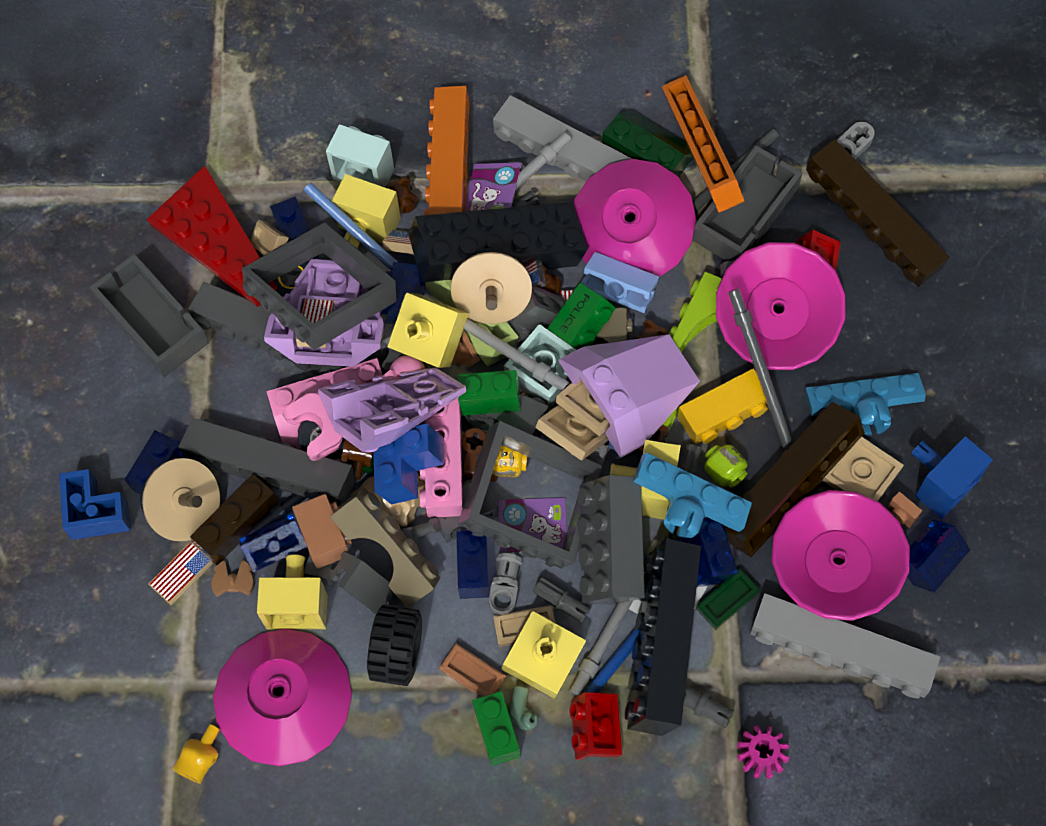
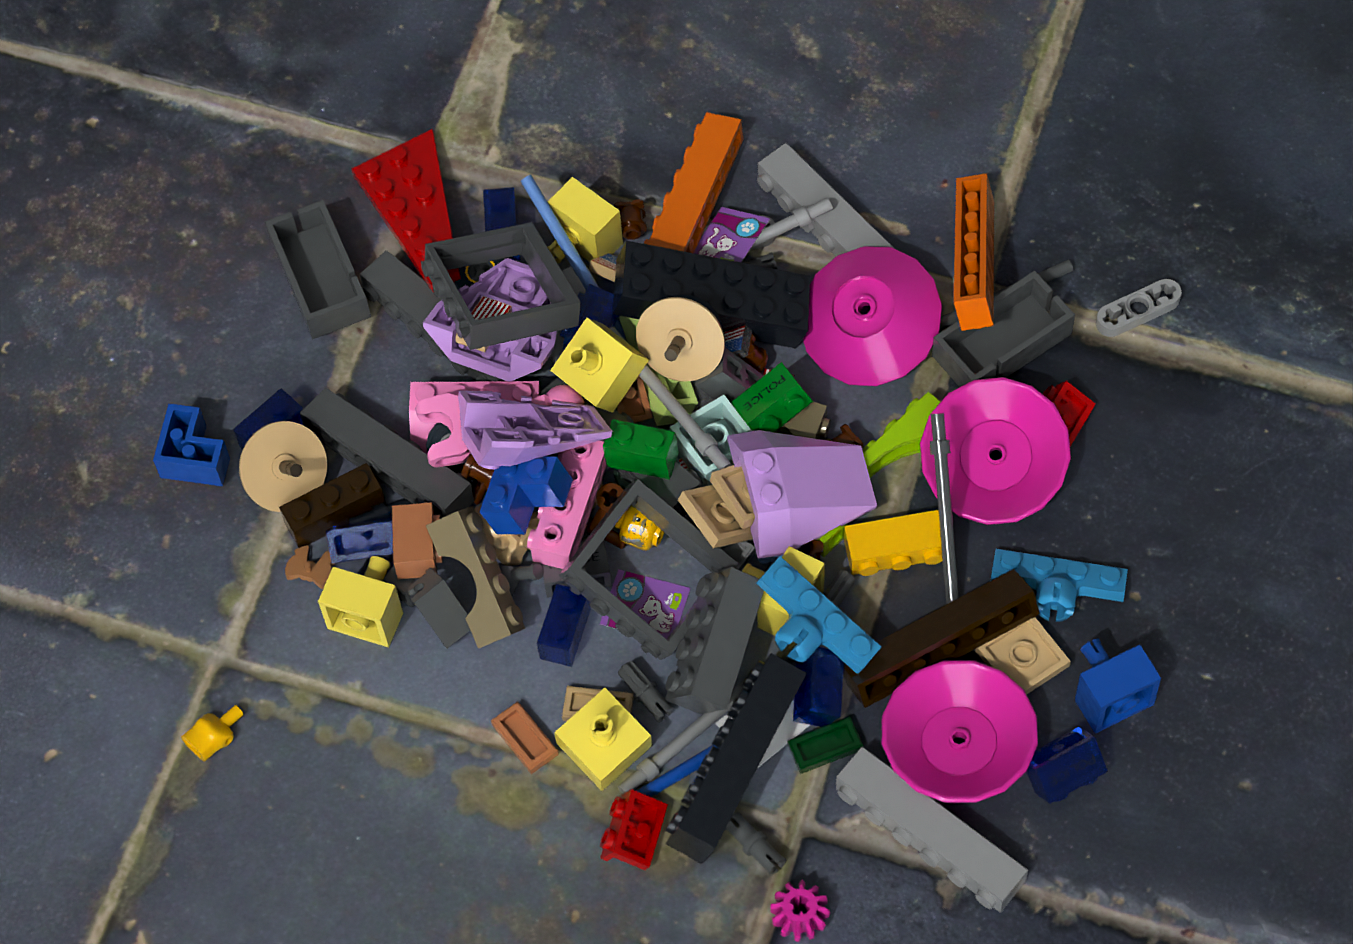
camera: 20 degrees right, 5 degrees down
(180, 573) = (259, 545): tile -> none
(267, 238) = (469, 221): tan tile -> none
(290, 725) = (326, 728): dark pink dish -> none
(360, 156) = (598, 164): light aqua brick -> none
(394, 645) = (449, 679): black tyre -> none
(496, 728) = (526, 799): green brick -> none
(503, 583) = (592, 654): light grey connector -> none
(518, 710) = (558, 790): sand green arm -> none
(620, 282) = (831, 377): light blue piece -> none
(646, 141) = (917, 232): dark green slope -> none
(725, 466) = (873, 604): lime head -> none
(876, 213) = (1146, 383): dark brown brick -> none
(904, 510) = (1051, 709): nougat plate -> none

